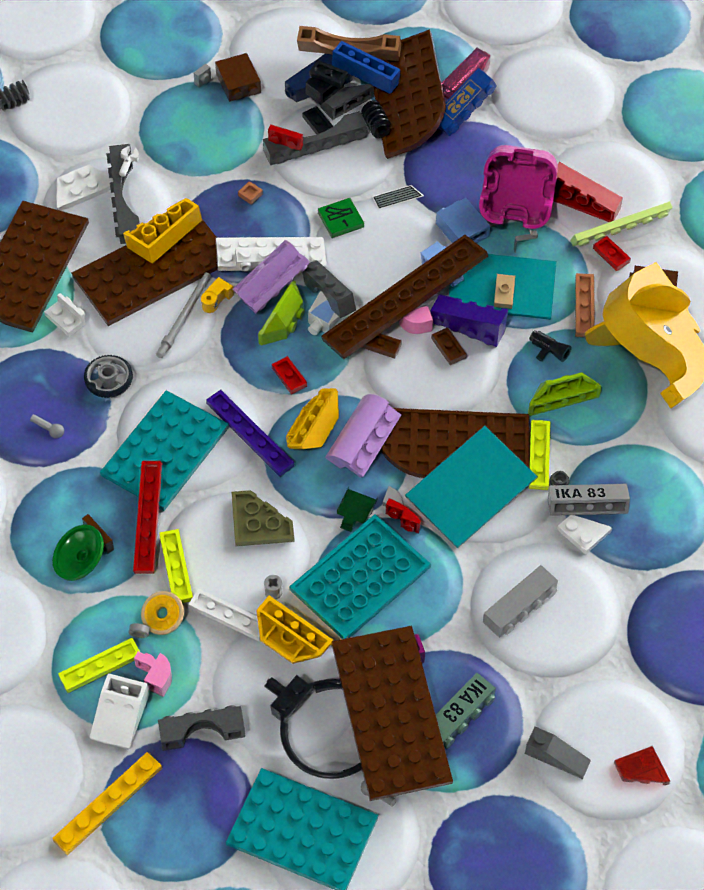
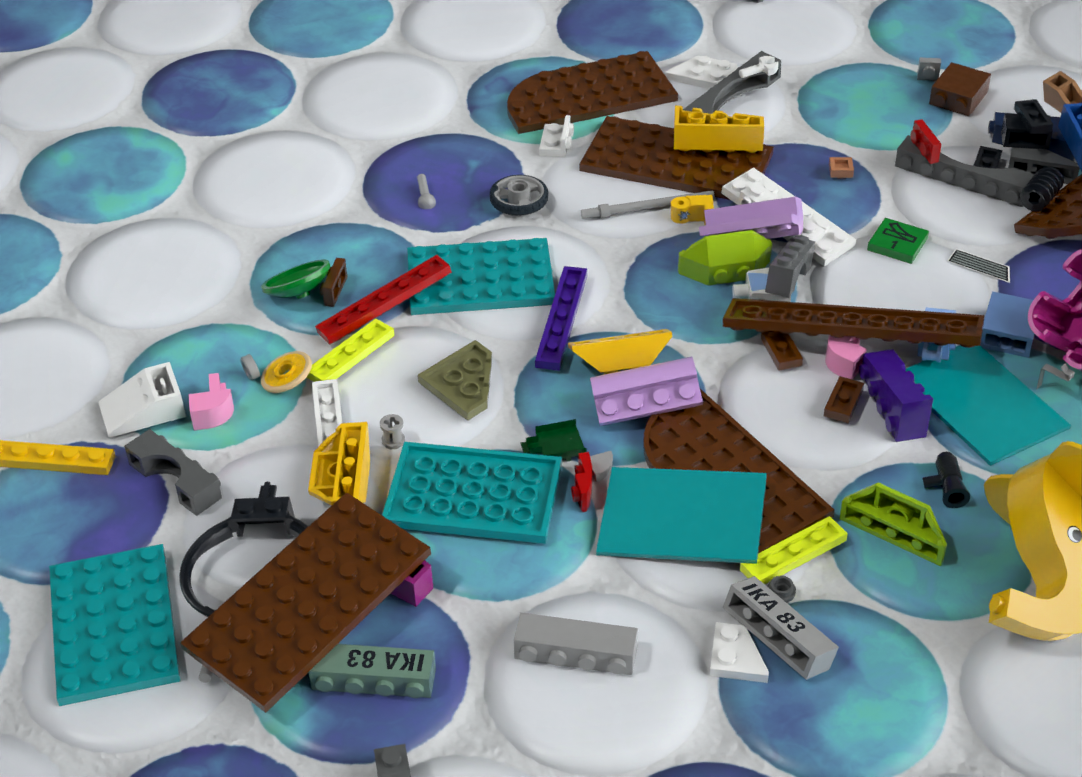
camera: 55 degrees right, 15 degrees down
(98, 665) = (186, 362): neon yellow plate -> none
(289, 375) = (662, 306): red plate -> none
(504, 291) = (971, 402): tan plate -> none

